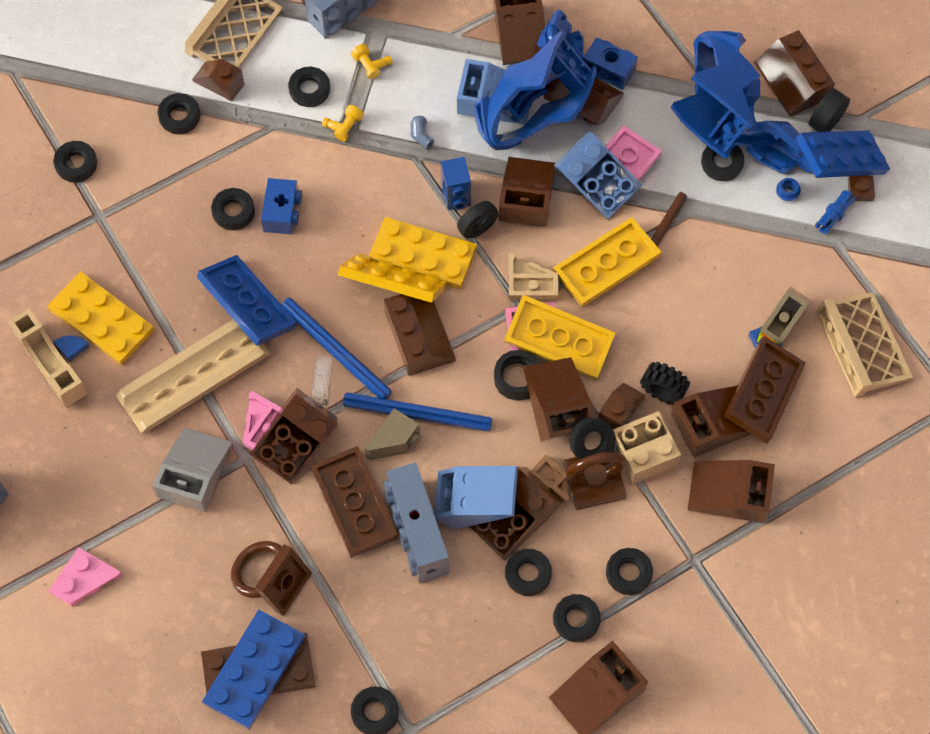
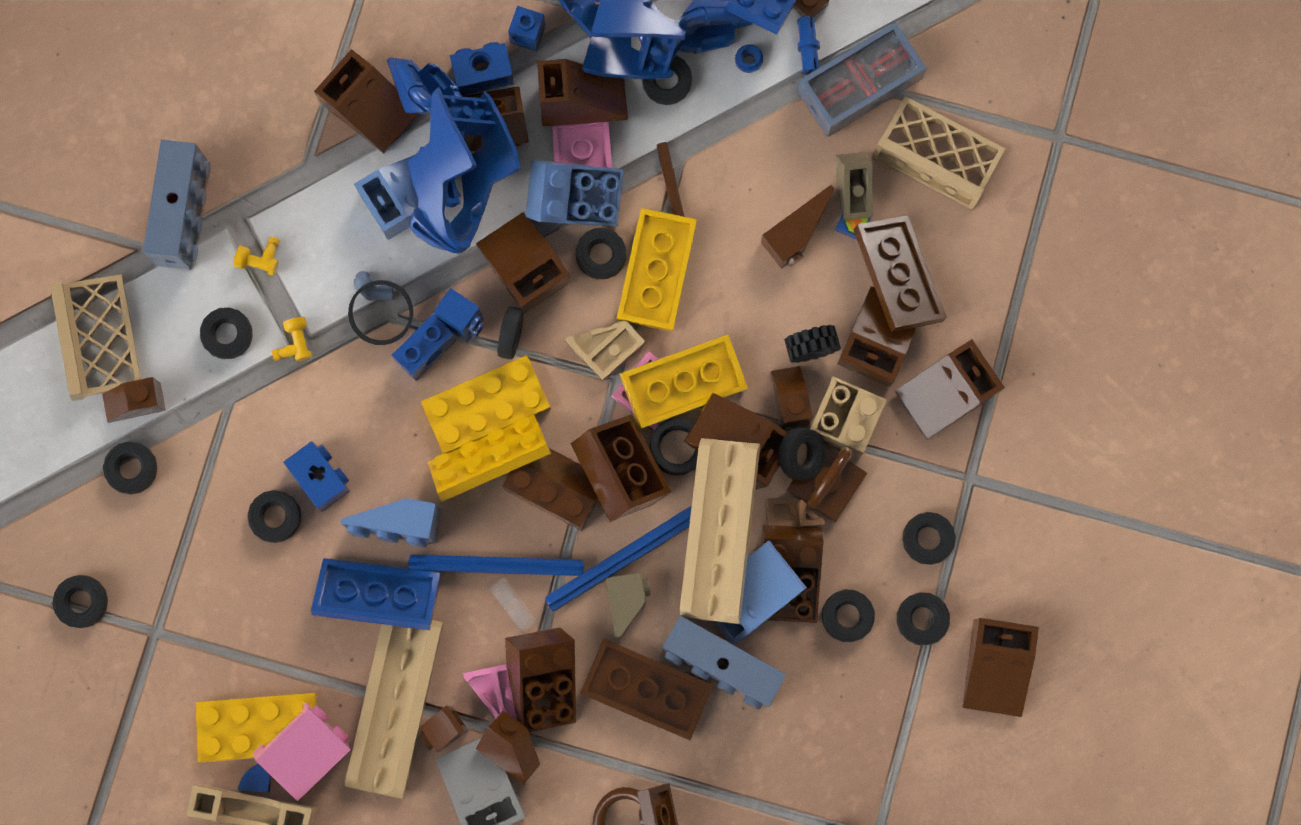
camera: 45 degrees left, 15 degrees up
(112, 348) = (303, 751): none -> bright pink panel
(207, 410) = (442, 729): none -> reddish brown slope
(234, 454) = (510, 747): none -> reddish brown slope
(301, 267) = (402, 519): none -> medium blue slope
(411, 122) = (366, 338): none -> black tyre
(417, 187) = (424, 347): none -> blue brick
(467, 351) = (620, 467): none -> reddish brown brick
(490, 433) = (719, 530): none -> tan plate
(581, 211) = (600, 236): none -> black tyre
(650, 117) = (577, 96): none -> reddish brown slope
(660, 62) = (526, 28): none -> blue brick
(720, 311) = (791, 235): none -> reddish brown slope
(851, 255) = (861, 79): none -> brick

